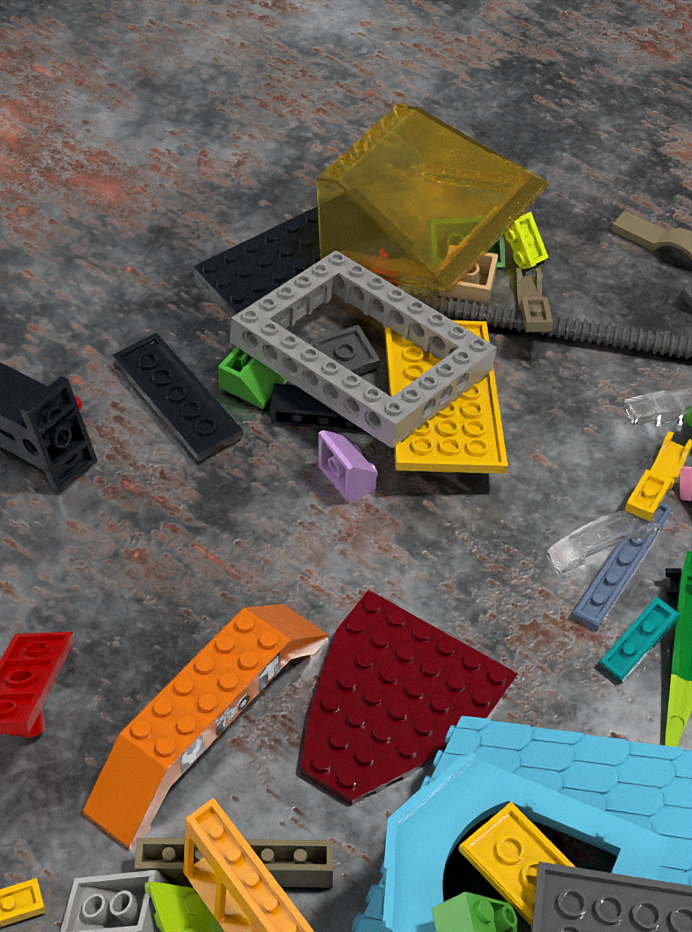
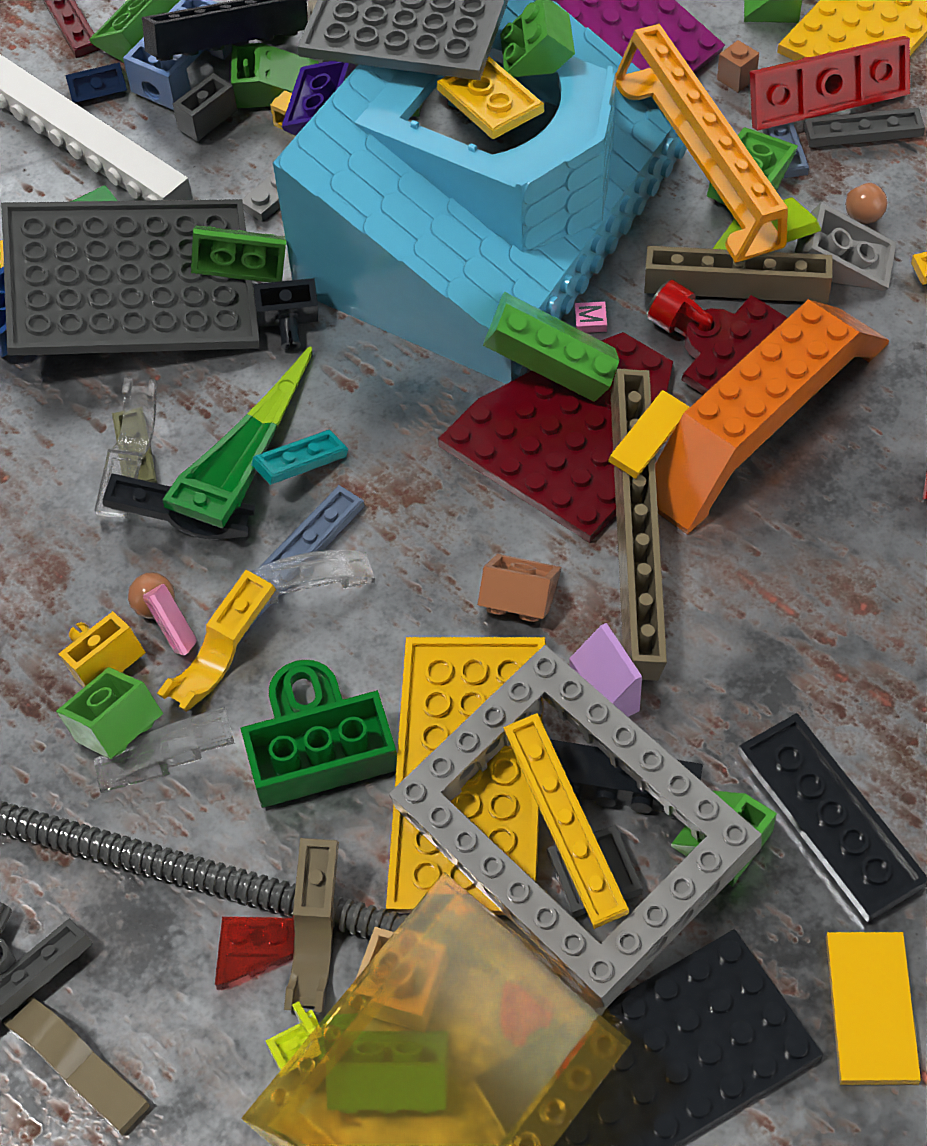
camera: 170 degrees left, 5 degrees up
(159, 295) = (872, 1009): none -> yellow tile
(251, 790) = (711, 335): none -> dark red plate
(321, 626) = (648, 434): none -> yellow tile
(329, 588) = (638, 535): none -> dark tan brick
(370, 325) = (566, 821): none -> yellow tile
(378, 820) = (591, 317): none -> bright pink tile
(419, 720) = (551, 348): none -> bright green slope
(423, 543) = (518, 587): none -> nougat slope
(562, 412) = (317, 742): none -> green brick
(574, 303) = (252, 946): none -> clear red wing

